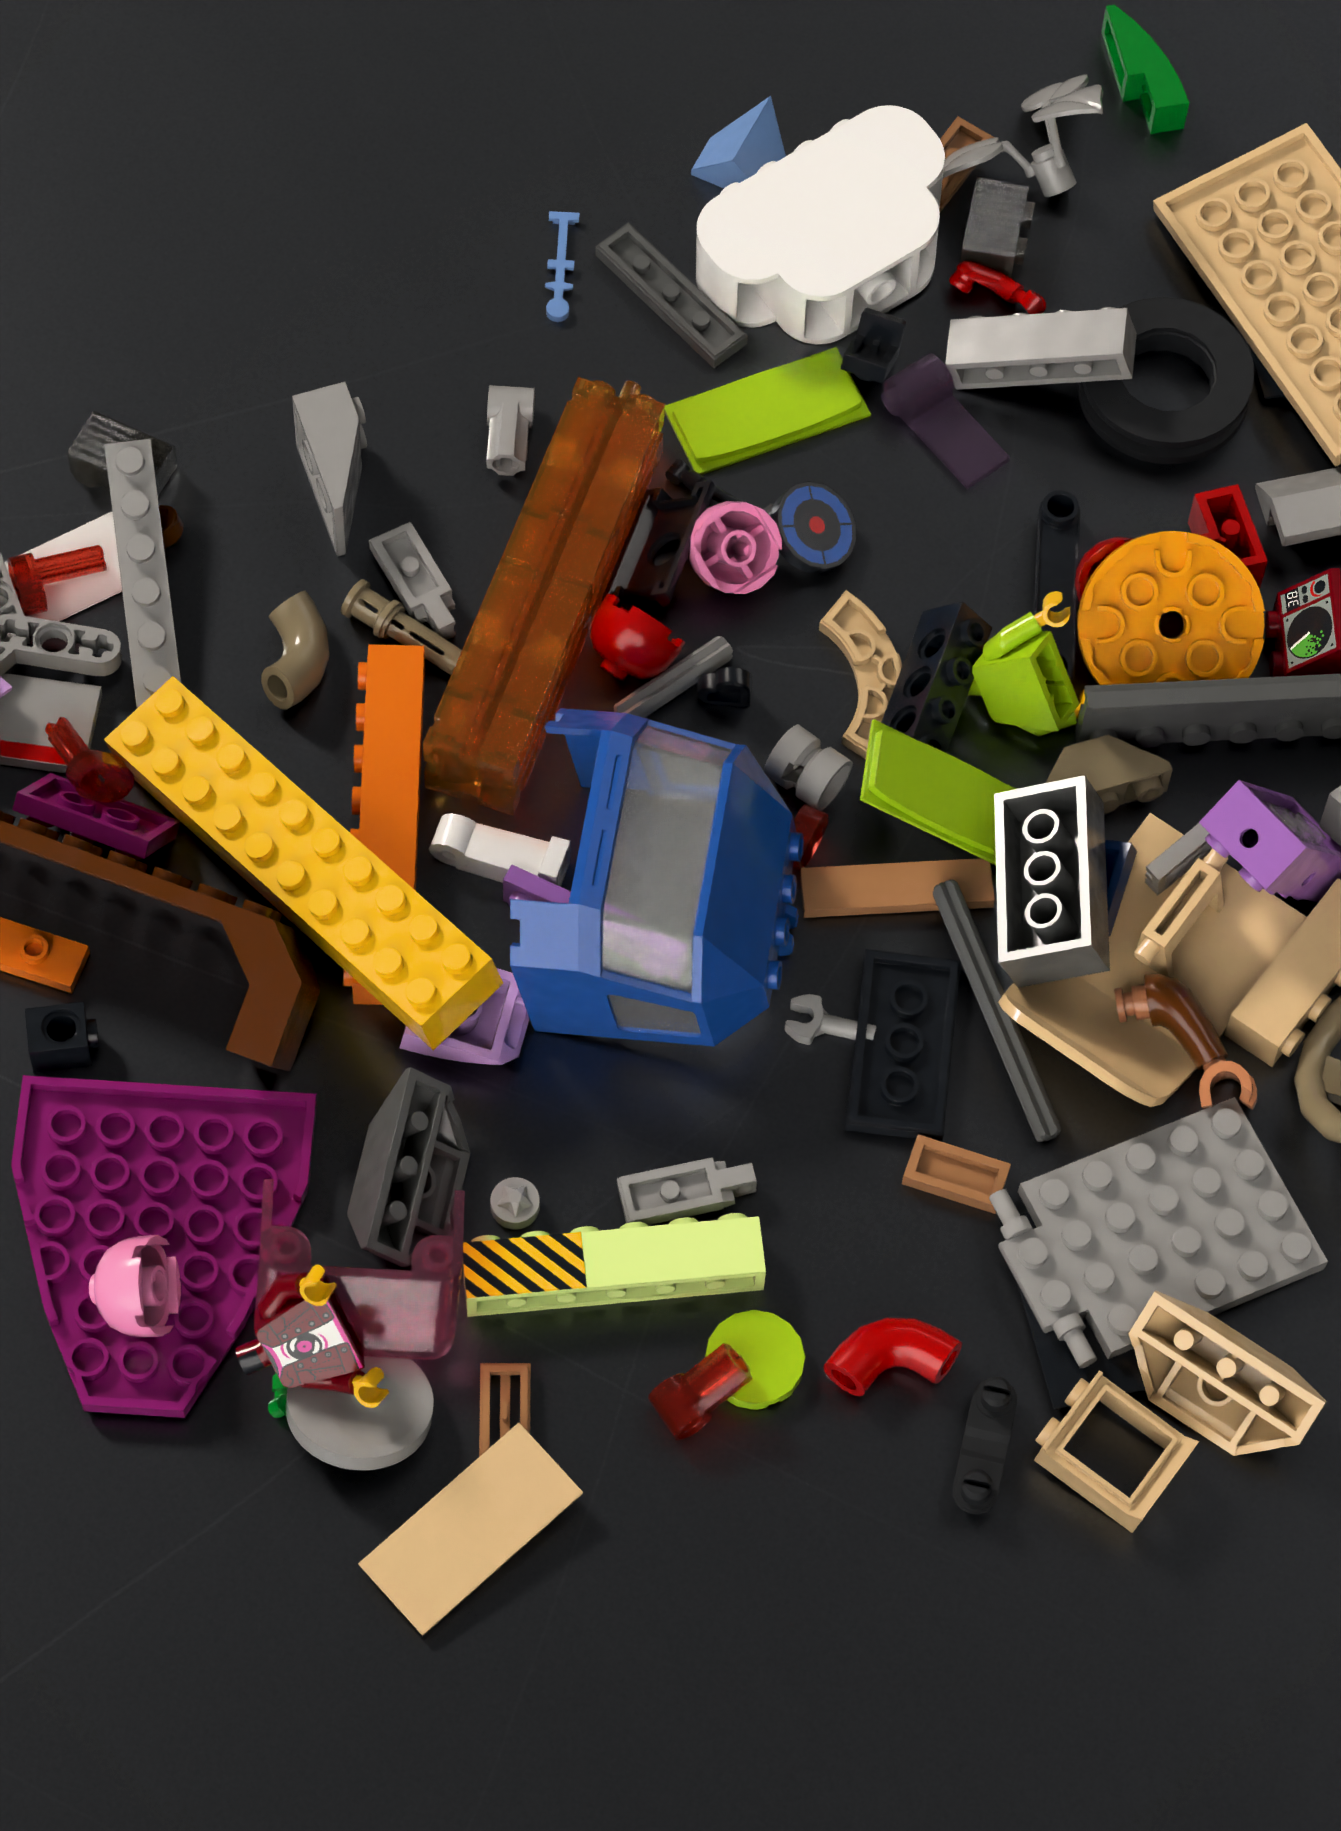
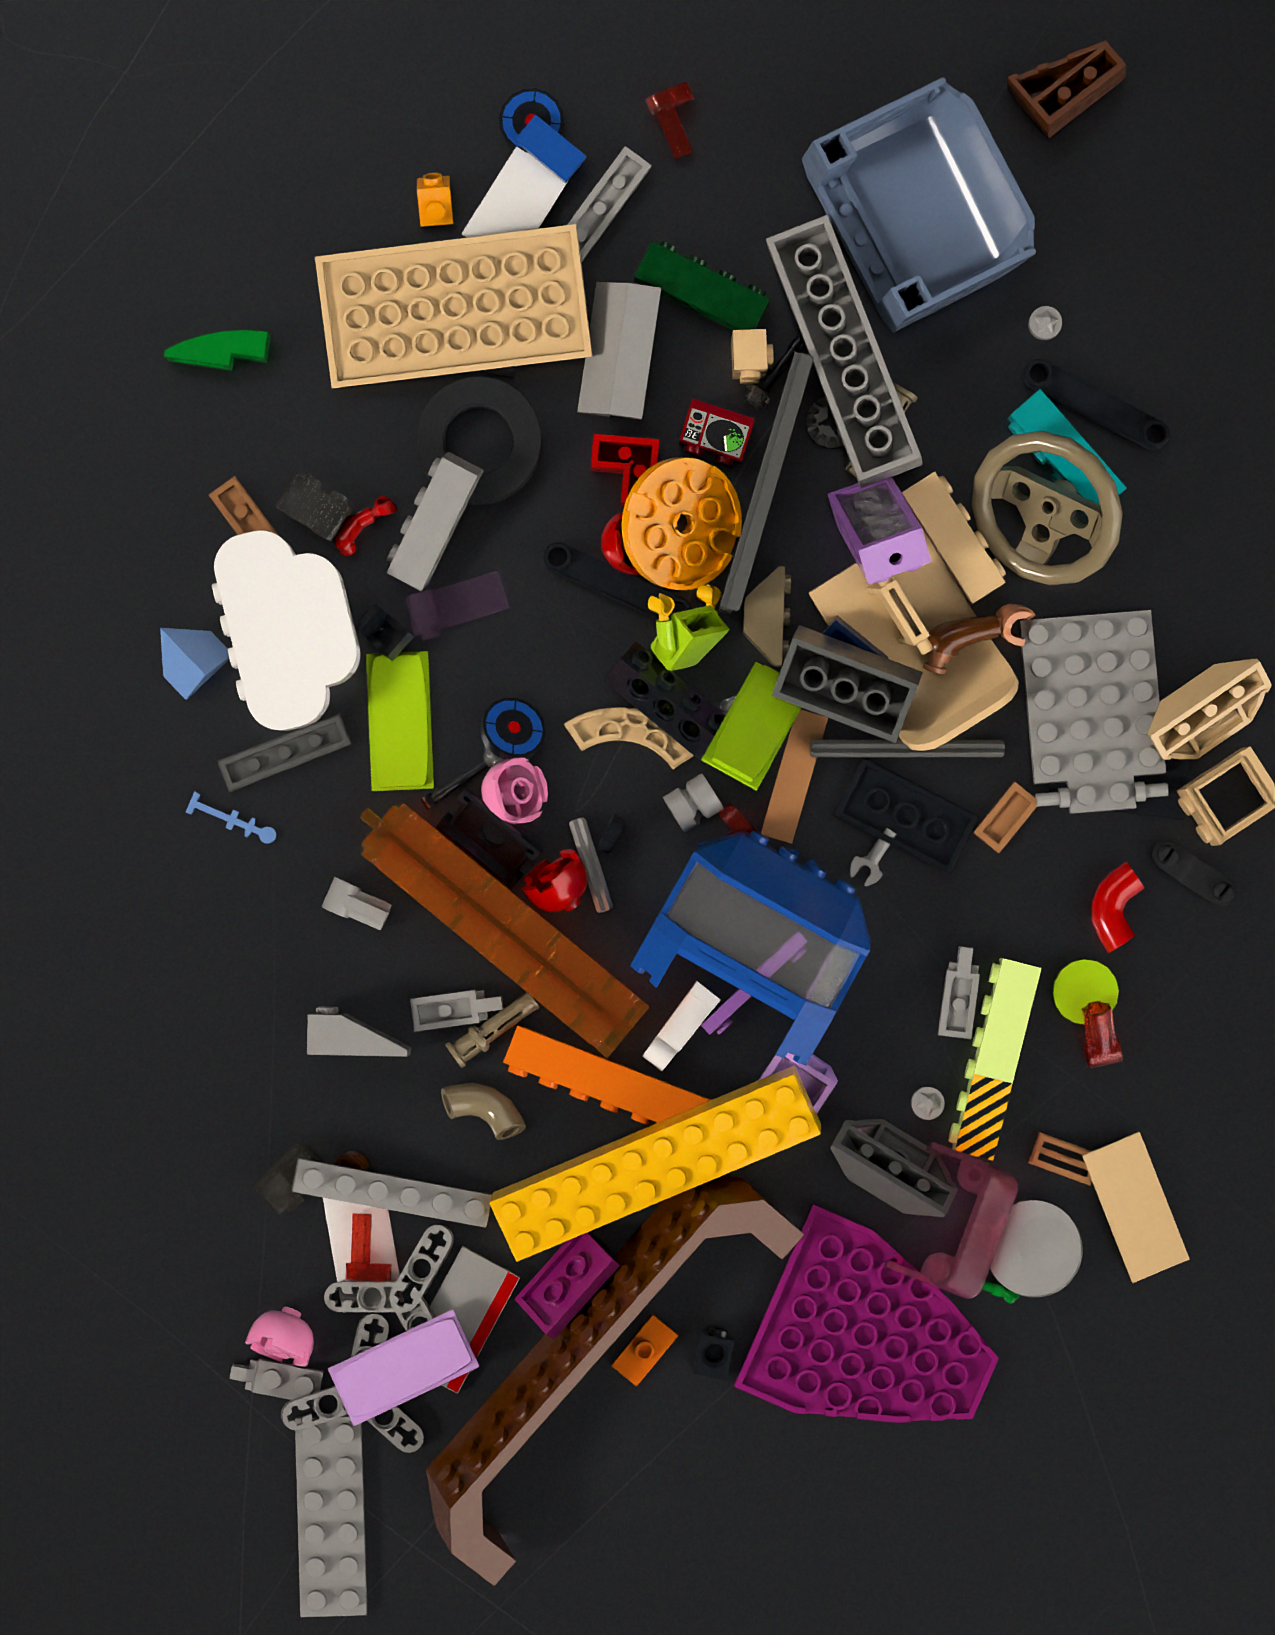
camera: 70 degrees left, 25 degrees up
(87, 764) = (538, 1279): clear red piece -> none
(137, 1286) = (917, 1365): bright pink cylinder -> none
(310, 1339) = (995, 1270): torso -> none
(1048, 161) = (278, 444): light grey plant -> none
(1177, 859) = (852, 583): light grey tile -> none

